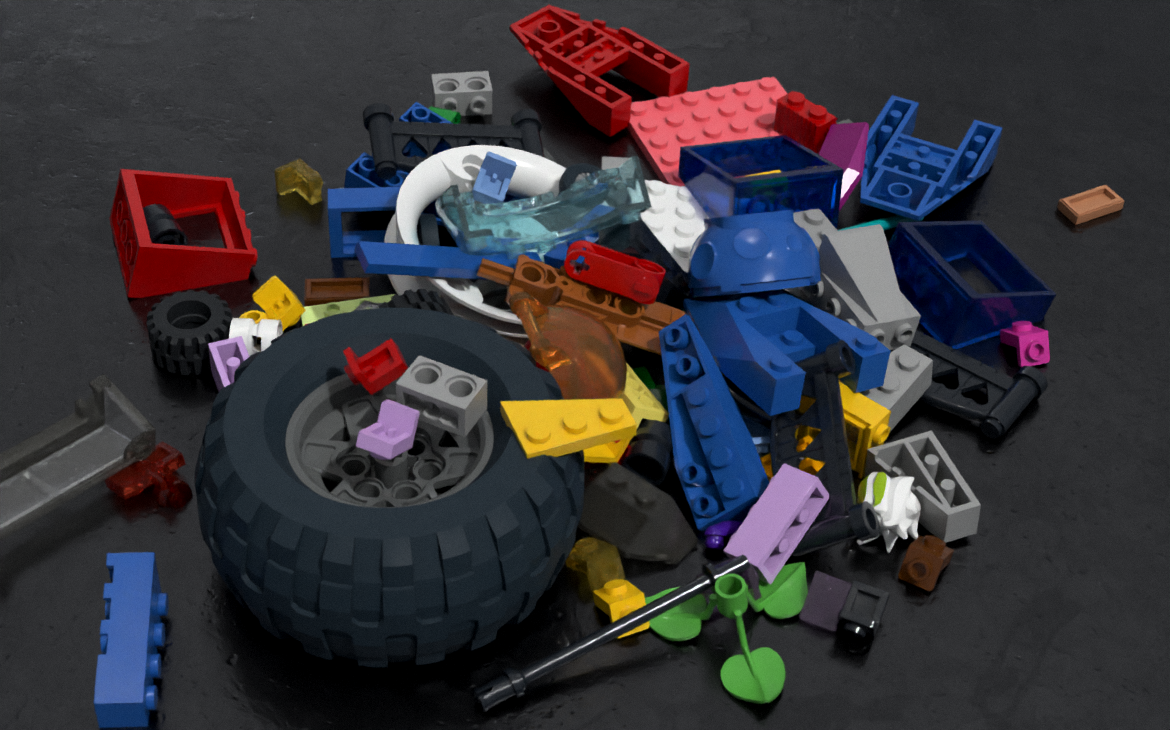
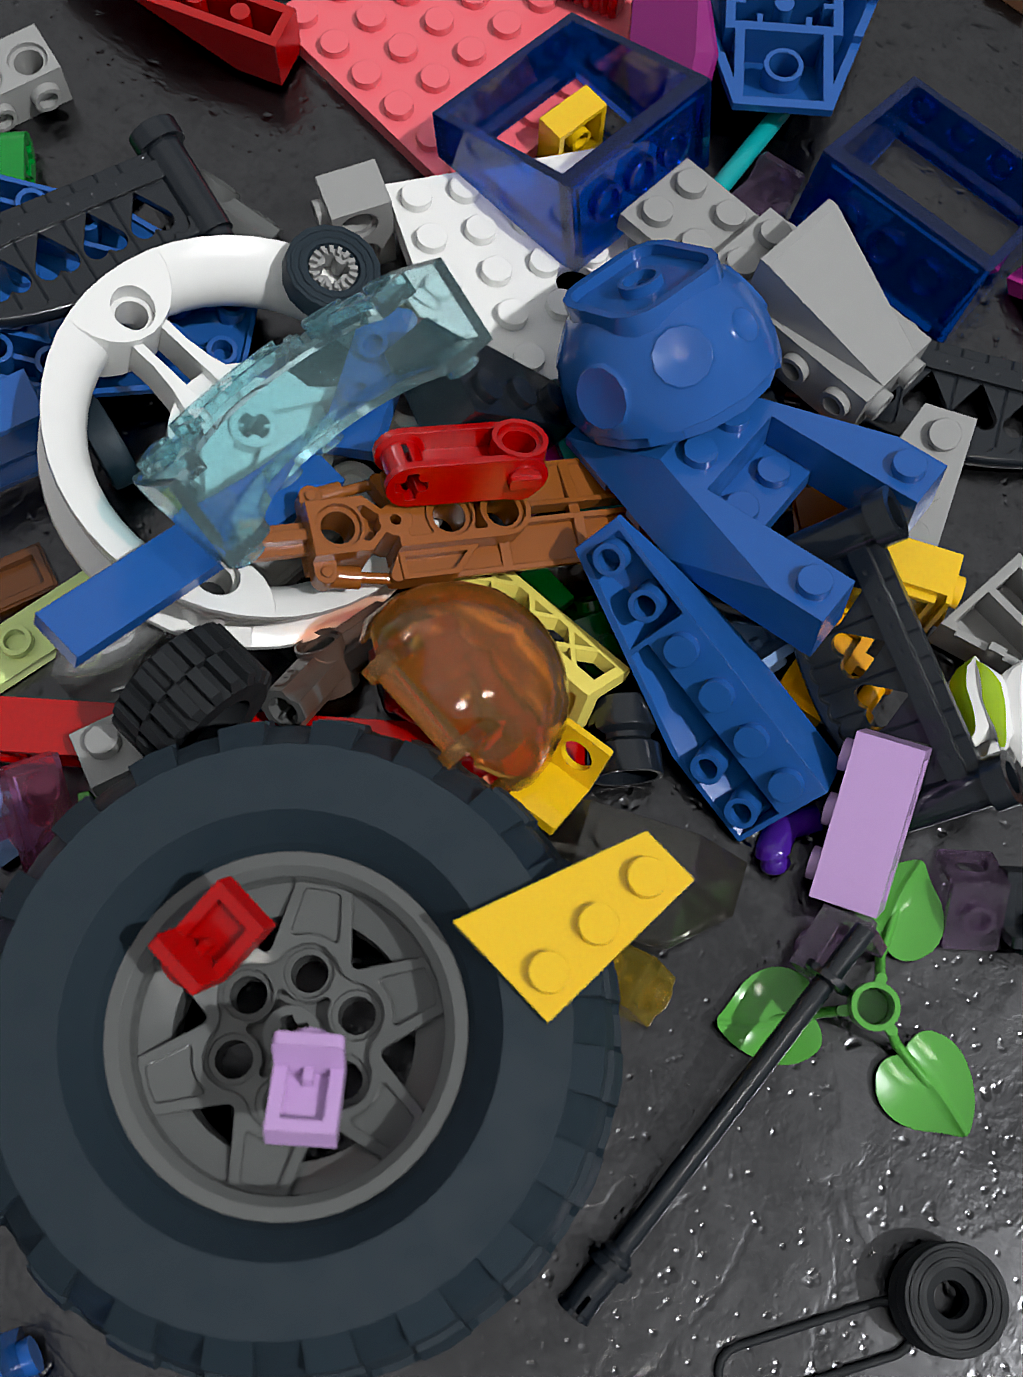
camera: 25 degrees left, 30 degrees up
(443, 395) = (356, 985): light grey brick -> none
(493, 179) = (183, 340): medium blue bracket -> none
(619, 599) = (698, 1044): yellow bracket -> none

